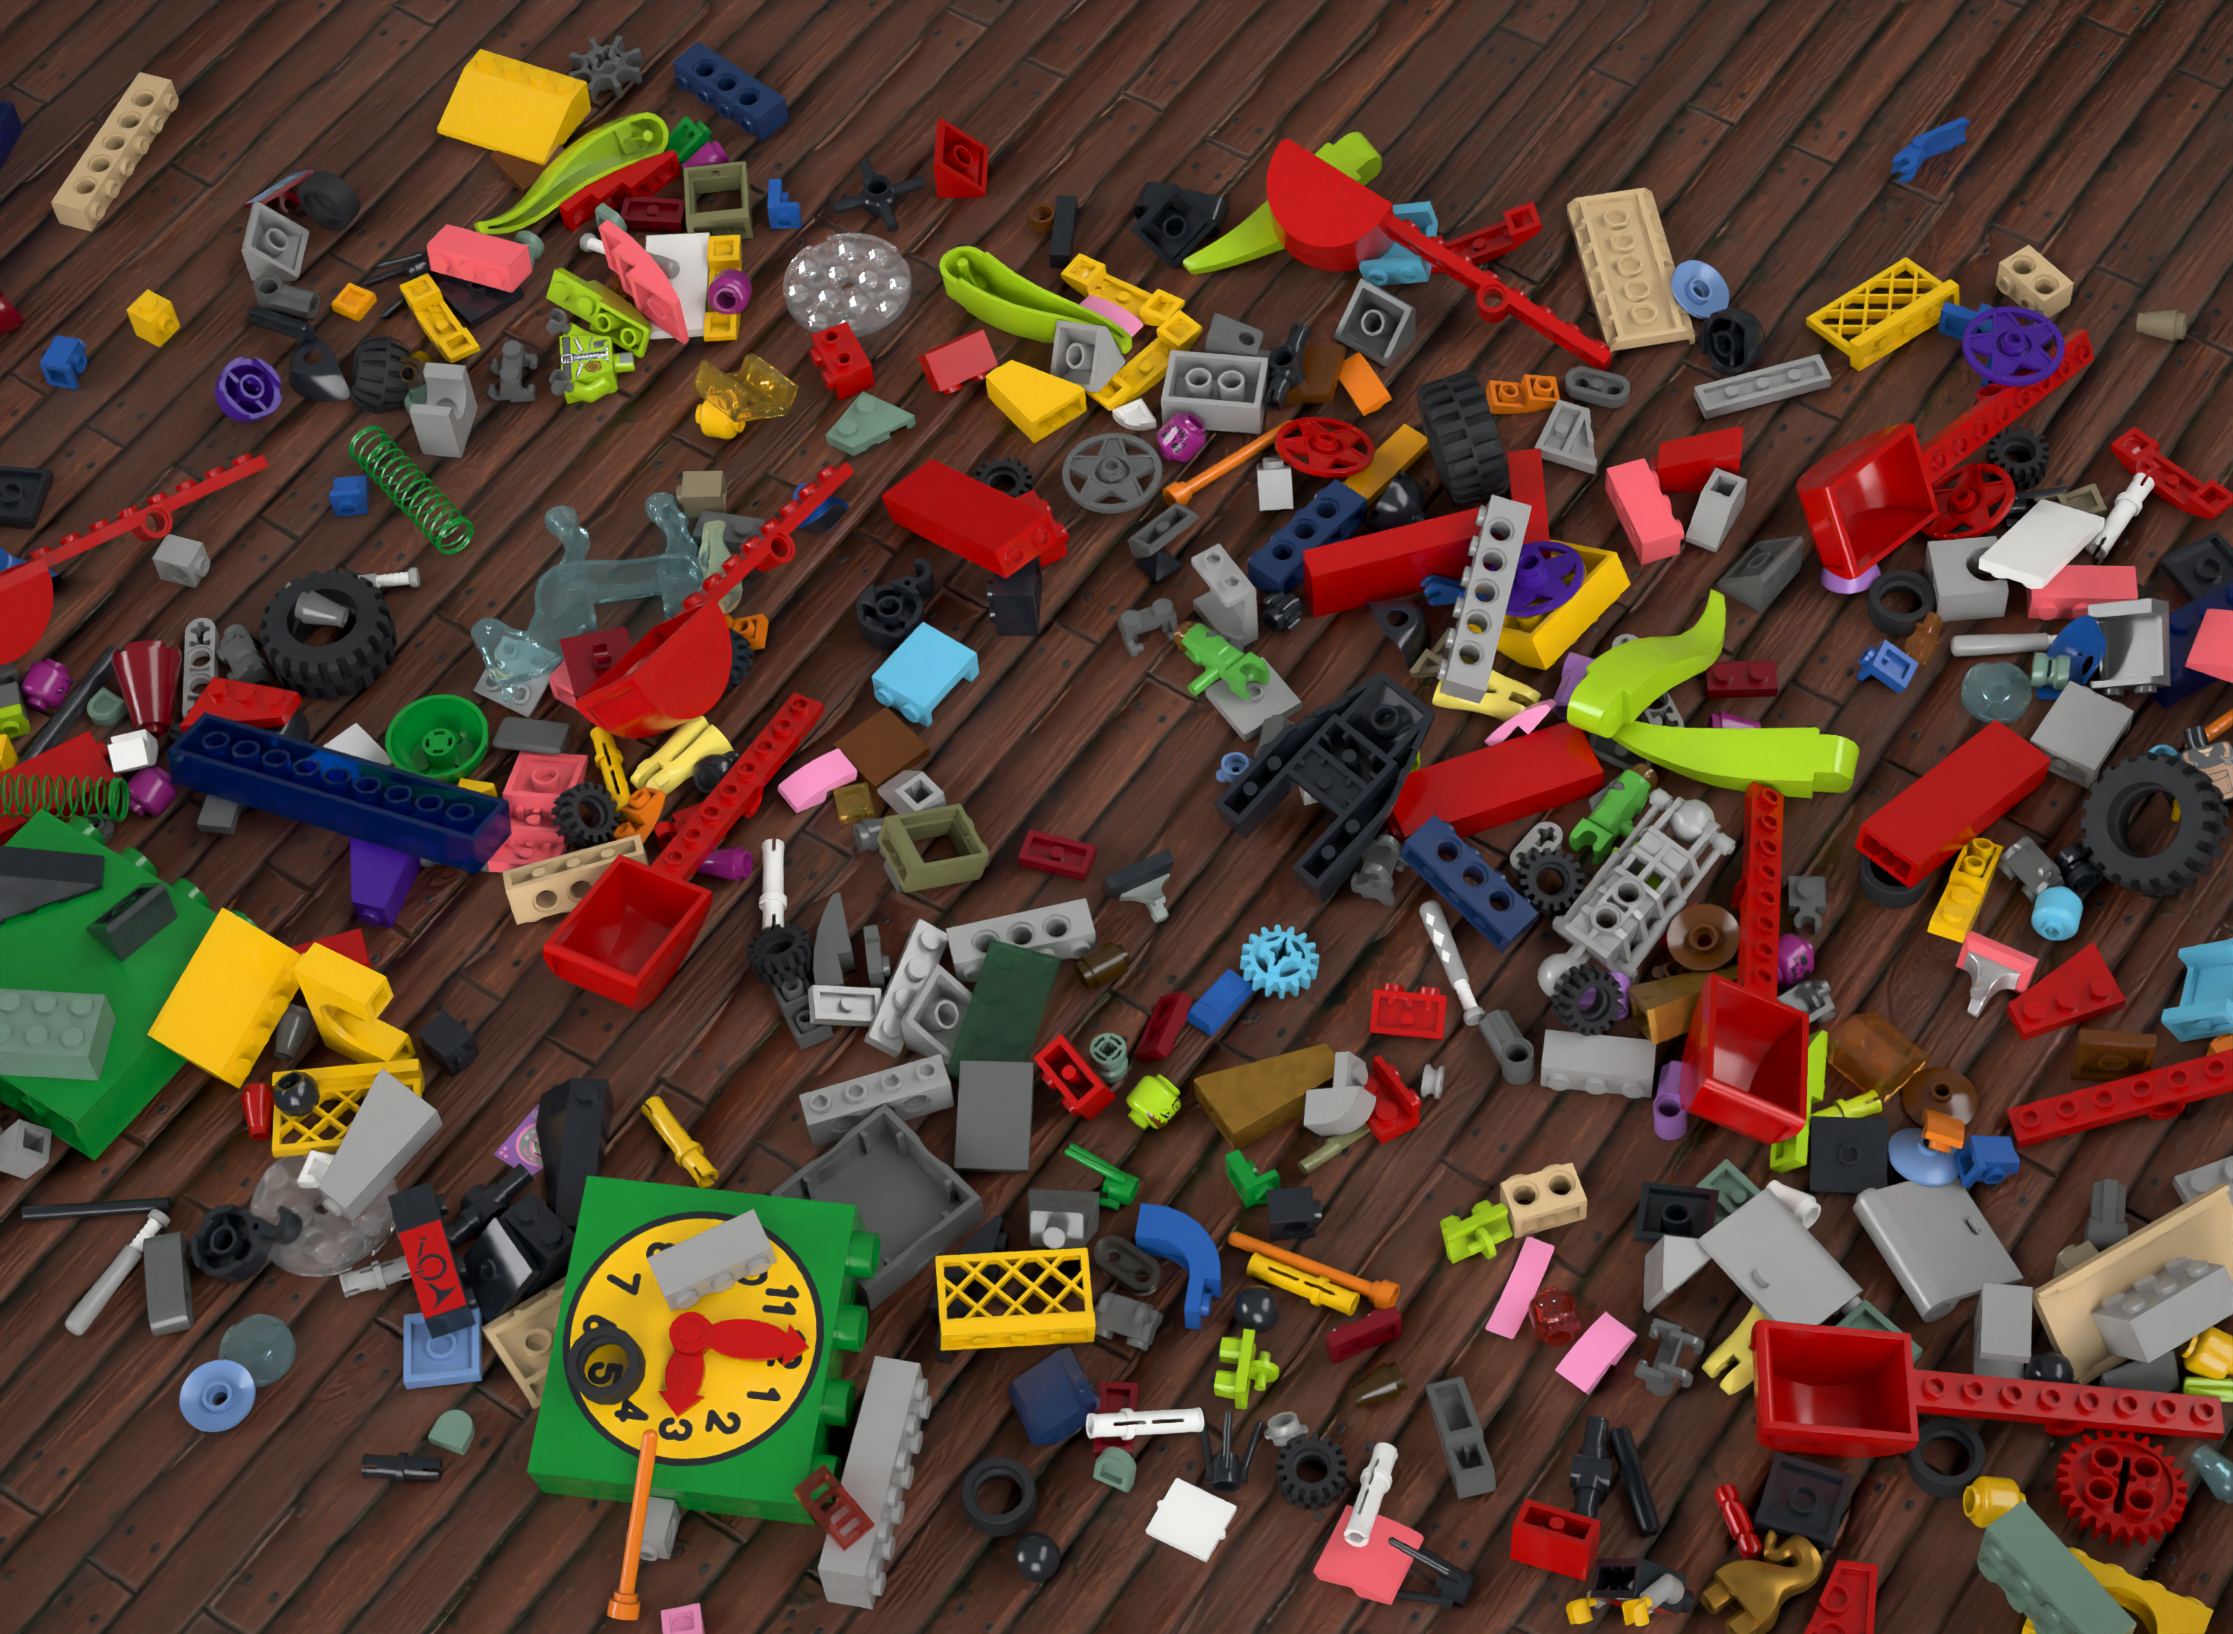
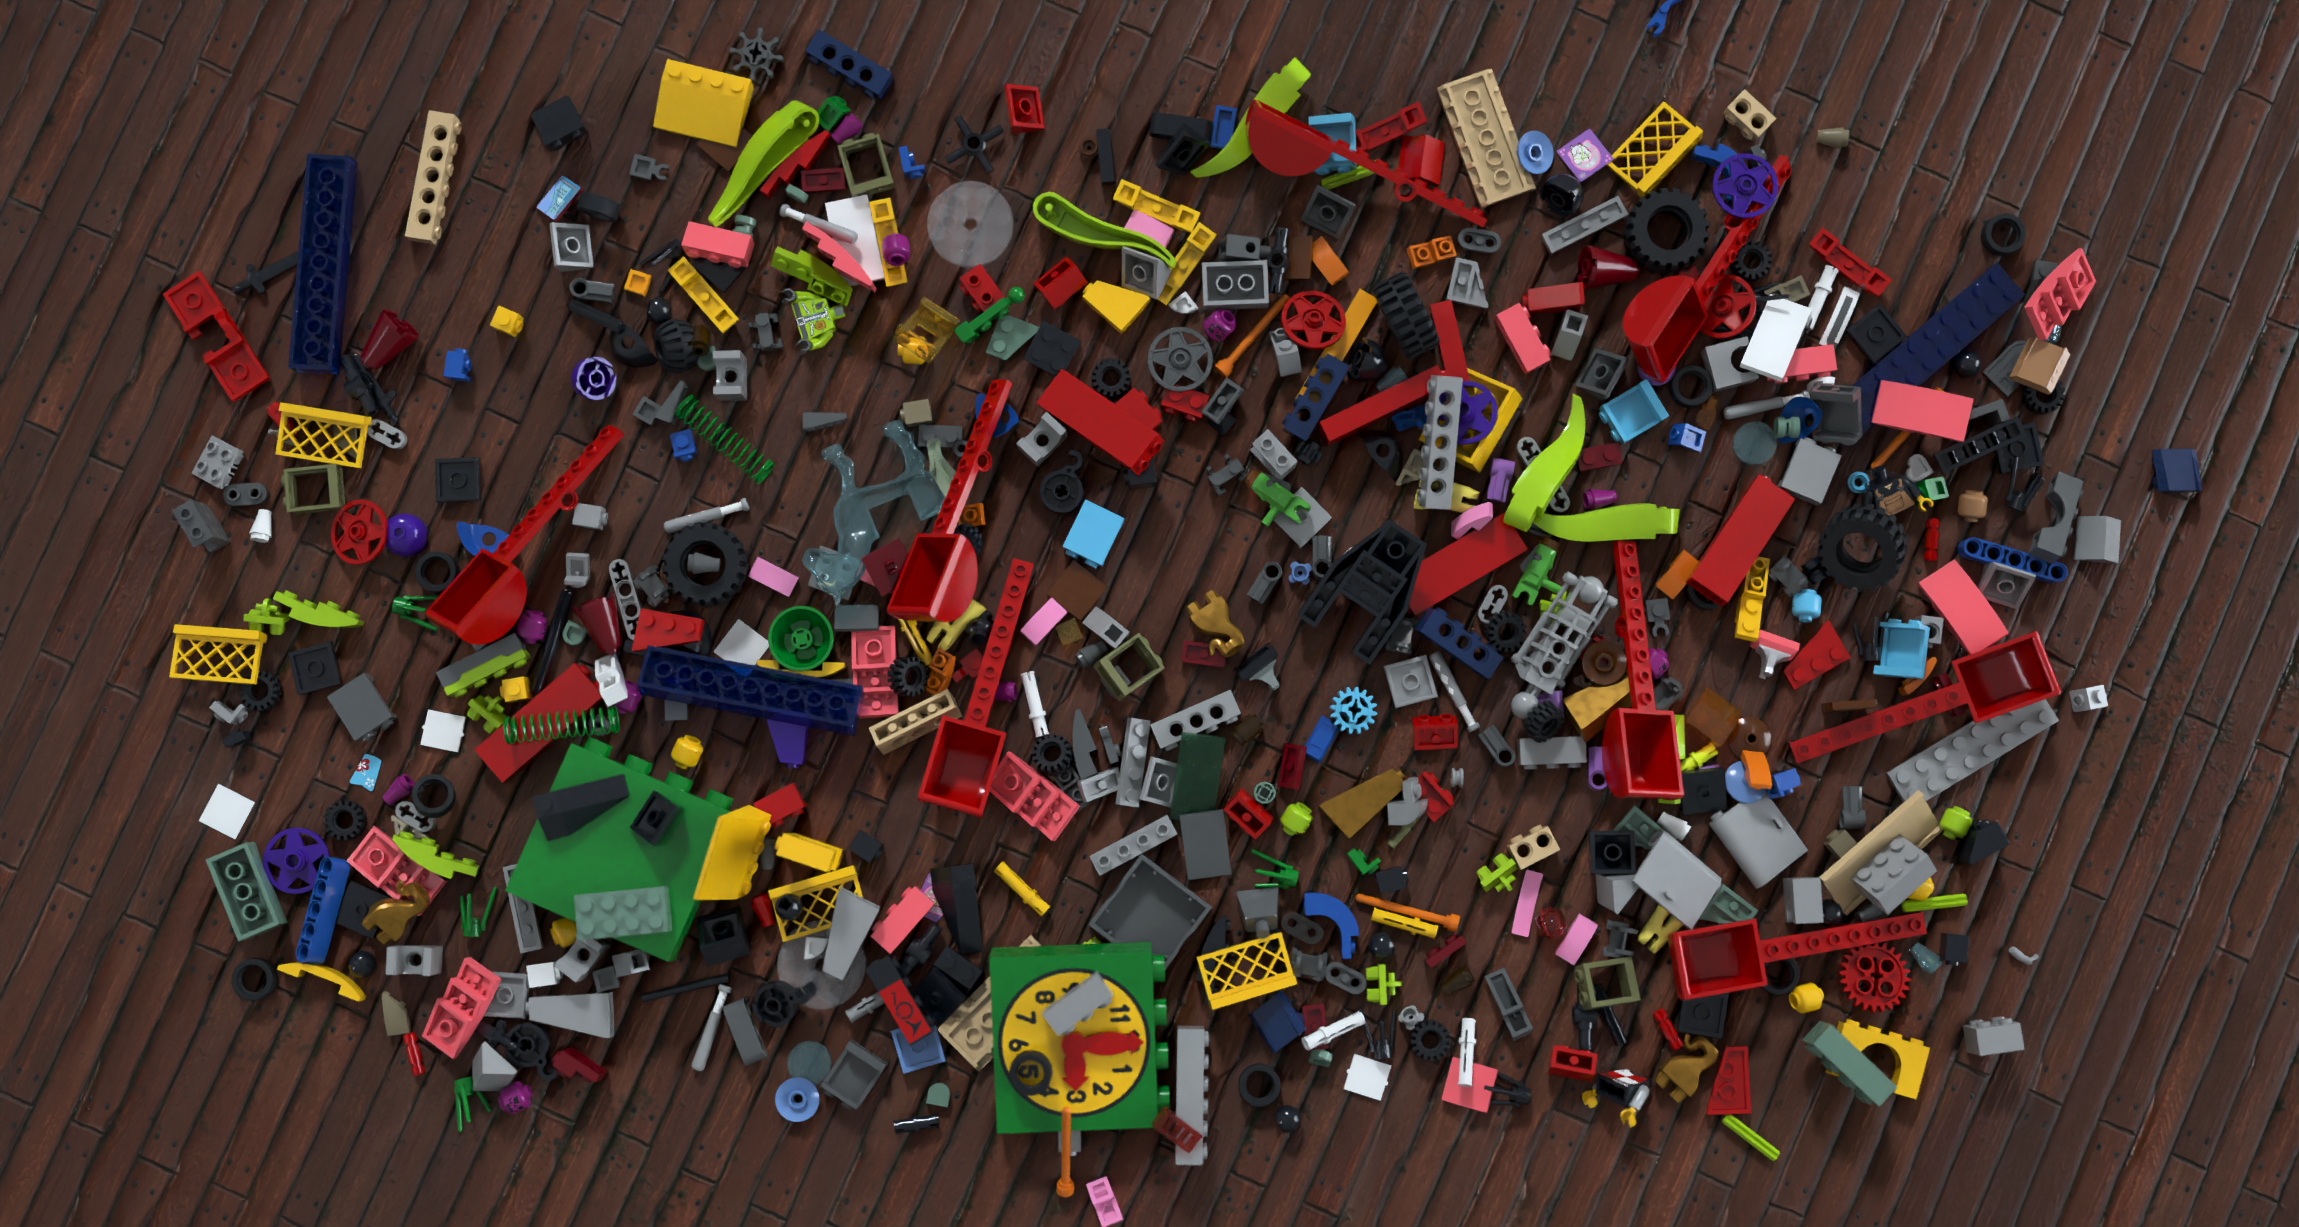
camera: 15 degrees left, 30 degrees up
(140, 621) = (577, 569): none -> light grey bracket
(181, 1140) = (723, 936): none -> black slope
(216, 875) = (687, 751): none -> yellow head
(310, 114) = (559, 123): none -> black bracket
(312, 446) = (646, 410): none -> dark grey plate
(324, 1376) = (853, 1075): none -> dark grey panel
(336, 447) = (667, 411): none -> dark grey slope
(369, 324) = (658, 310): none -> black piece
(412, 172) = (646, 168): none -> dark grey plate
(424, 669) = (773, 576): none -> bright pink slope
(476, 1154) = (902, 918): none -> coral brick
(562, 486) = (819, 420): none -> dark grey slope
(732, 1009) = (1032, 796): none -> coral slope
(833, 391) = (969, 330): none -> green plate
(882, 546) = (1049, 428): none -> light grey piece
(923, 437) = (1051, 349): none -> black plate
(1086, 813) = (1215, 622): none -> pearl gold hips
(1104, 532) = (1186, 403): none -> red bracket
(1176, 770) = (1263, 584): none -> dark grey piece
(1187, 1352) = (1344, 978): none -> dark grey plate
(1242, 207) = (1223, 126): none -> blue tile
(1382, 937) = (1410, 681): none -> light grey plate
(1428, 290) = (1344, 178): none -> lime axle
(1535, 274) = (1422, 158): none -> red slope
(1634, 1445) = (1626, 977): none -> olive window
(1778, 307) = (1585, 155): none -> sticker
(1787, 435) = (1605, 268): none -> dark red cone
(1805, 626) = (1633, 412): none -> medium azure panel
(1838, 850) = (1674, 579): none -> orange slope
(1891, 368) = (1685, 211): none -> black tyre
(2154, 546) = (1840, 317): none -> sticker
(2162, 992) = (1873, 650): none -> black plant

